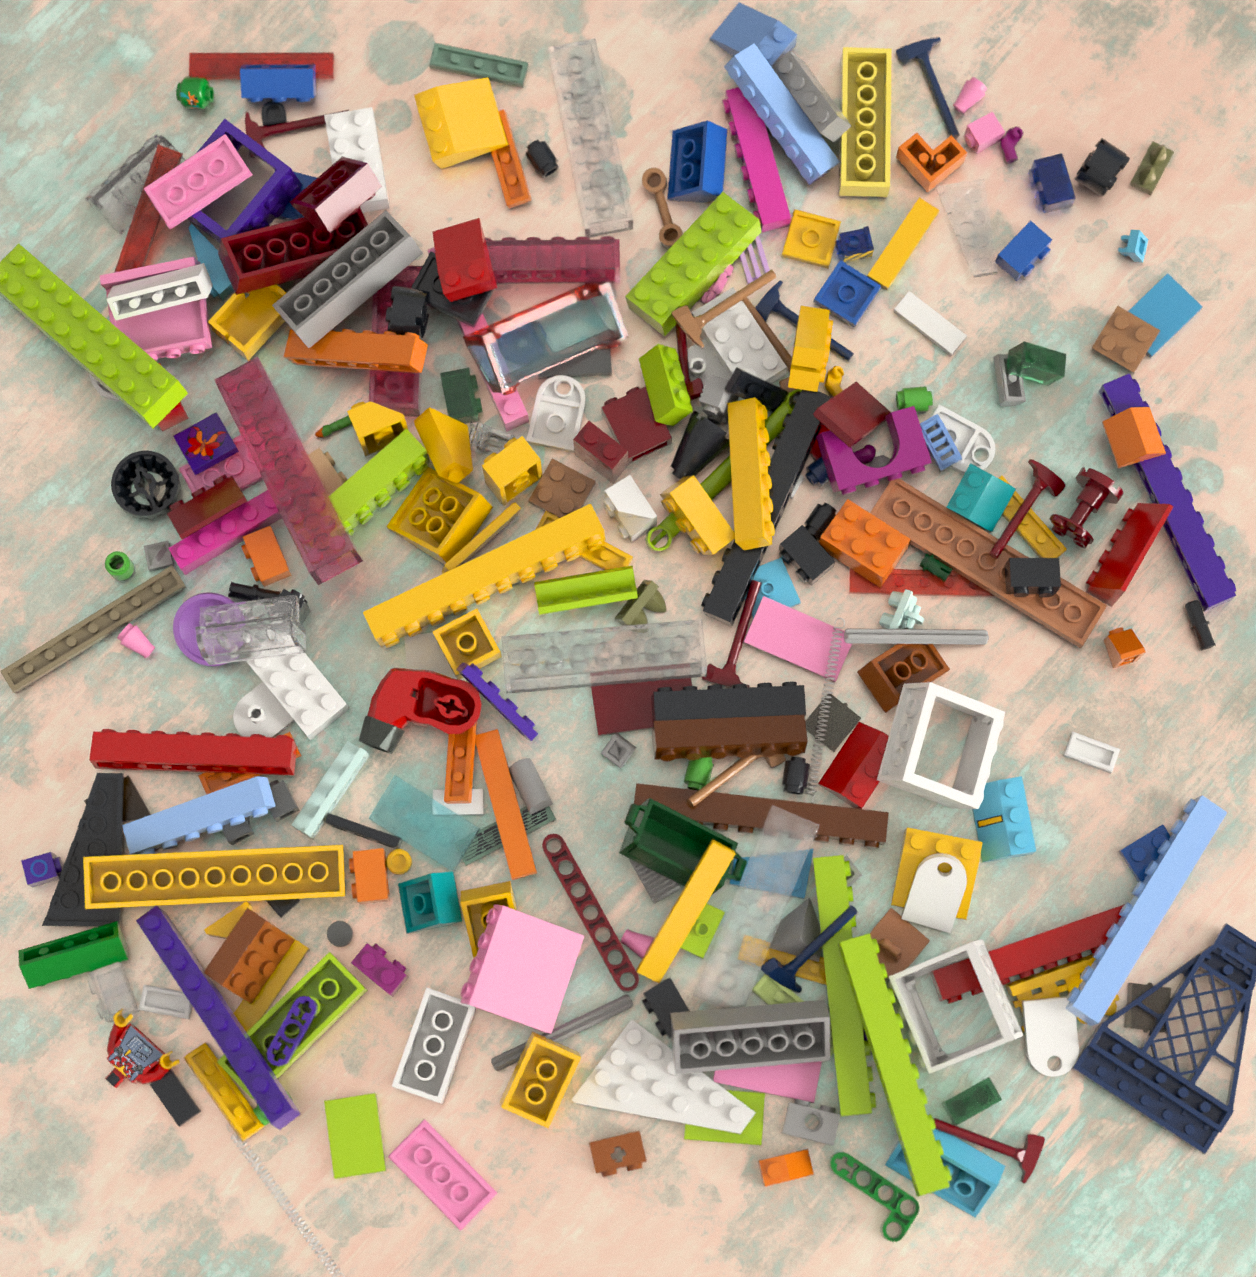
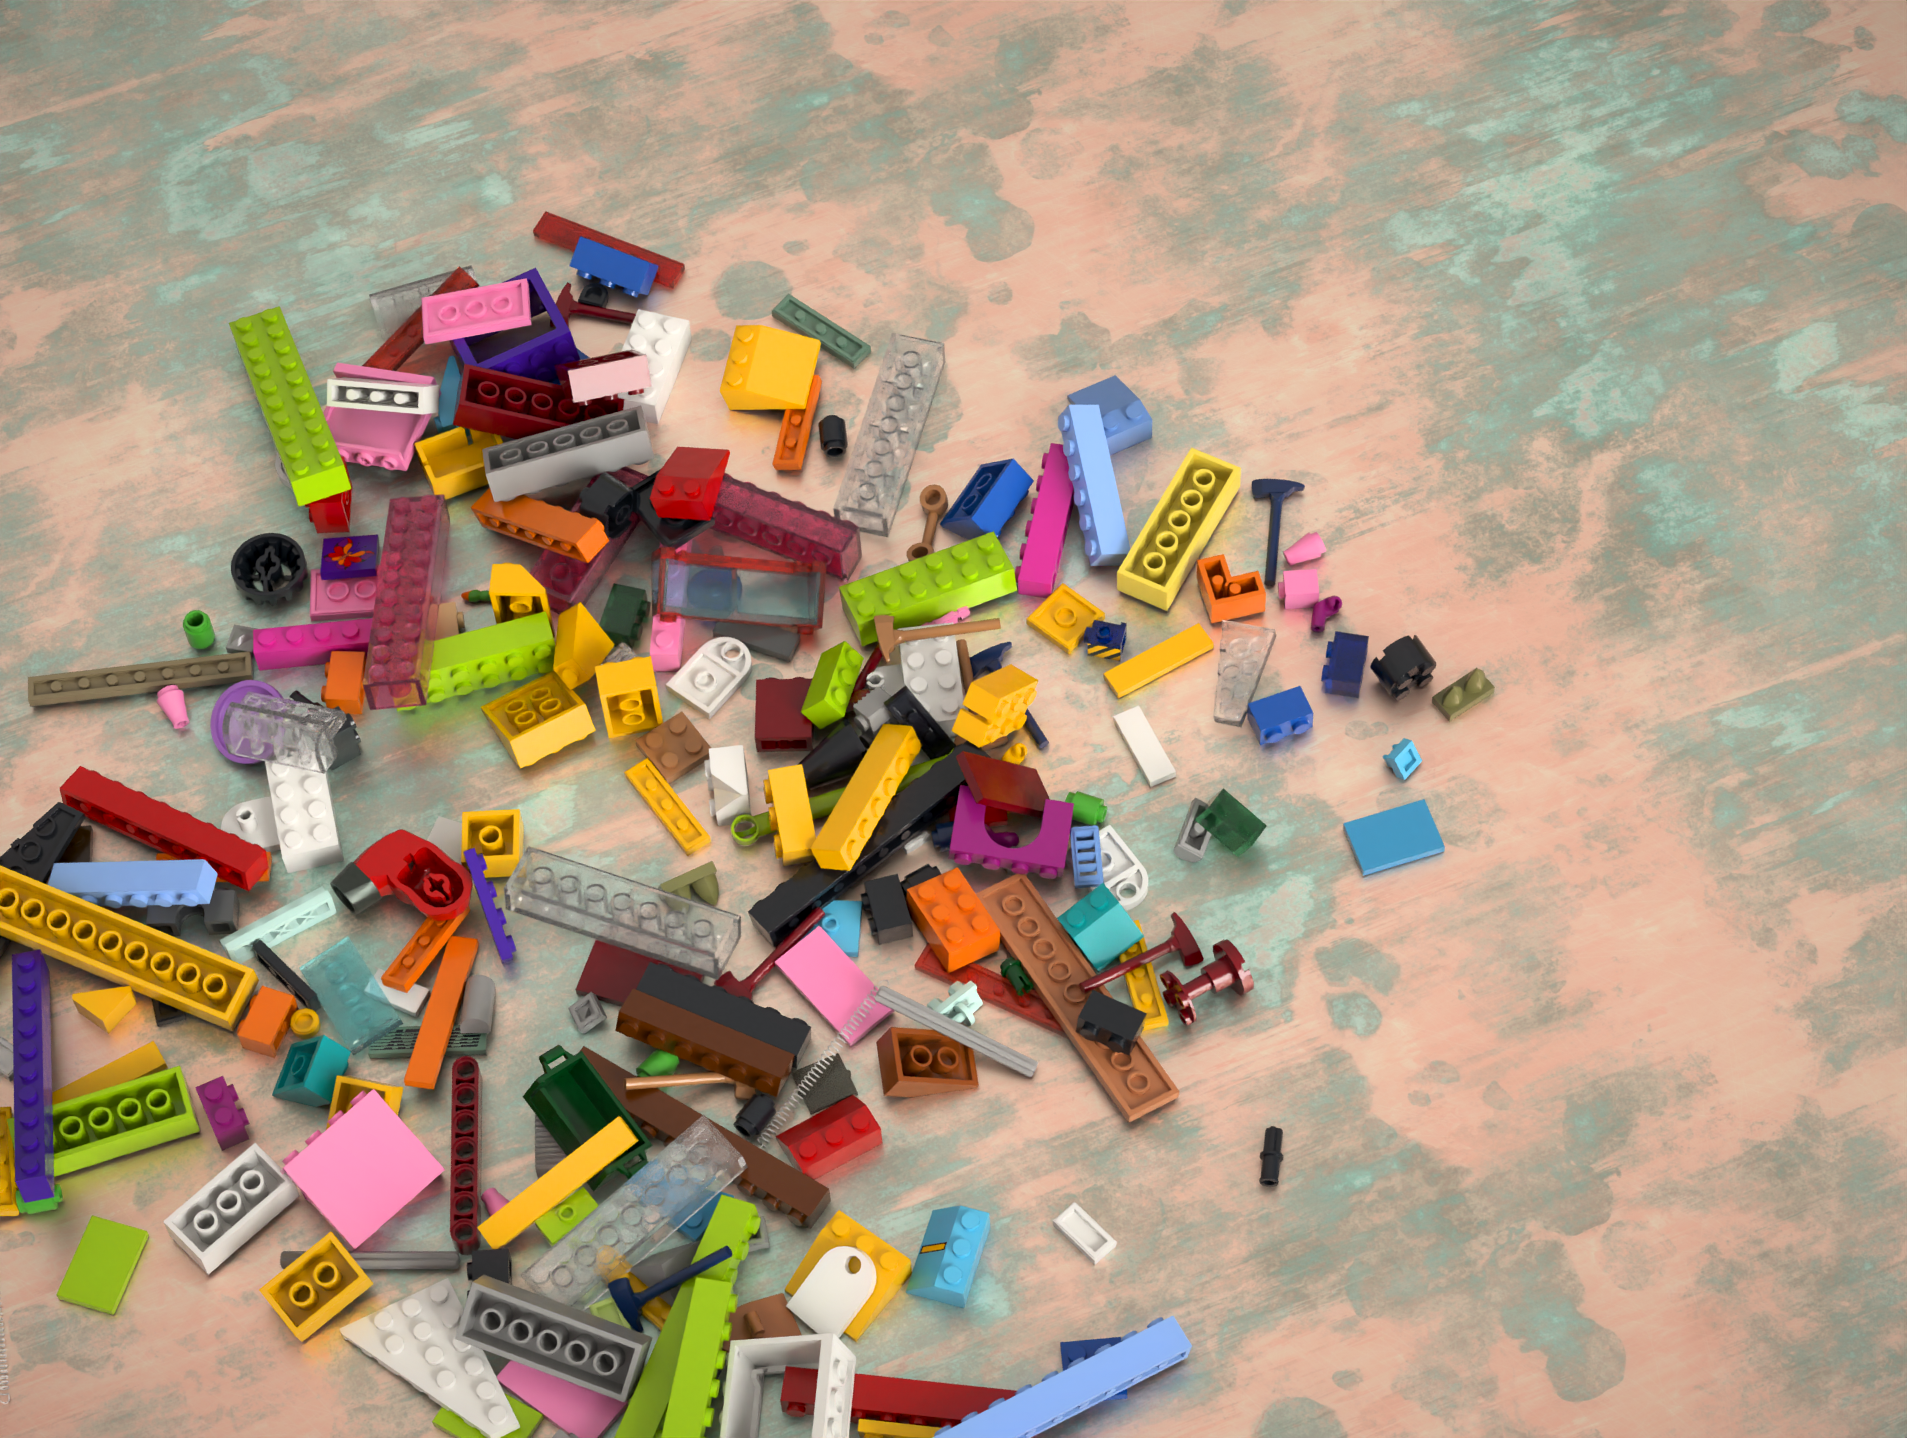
camera: 30 degrees right, 20 degrees down
(194, 93) = (528, 246): green head -> none
(206, 506) = (313, 607): dark red slope -> none
(249, 956) = (100, 1036): dark orange brick -> none
(281, 1032) = (73, 1125): dark purple beam -> none
(340, 934) = (205, 1065): dark grey tile -> none
(442, 1174) = (167, 1344): bright pink tile -> none
(483, 537) = (563, 752): yellow tile -> none
(485, 576) = (547, 784): yellow brick -> none
(585, 590) = (643, 844): lime fence -> none
(600, 452) = (729, 715): dark red brick -> none
(602, 1150) = (345, 1391): dark orange brick -> none
(749, 279) = (1004, 620): lavender tile -> none
(811, 96) = (1133, 480): light grey brick -> none
(847, 293) = (1072, 682): blue plate -> none
(907, 739) = (879, 1175): white window -> none
(1123, 647) = (1172, 1140): orange slope -> none
(1125, 339) = (1343, 842): medium nougat plate -> none
(1127, 552) = (1229, 1047): red slope -> none
(1133, 436) = (1295, 931): orange slope -> none
(1183, 524) = (1306, 1011): dark purple brick -> none

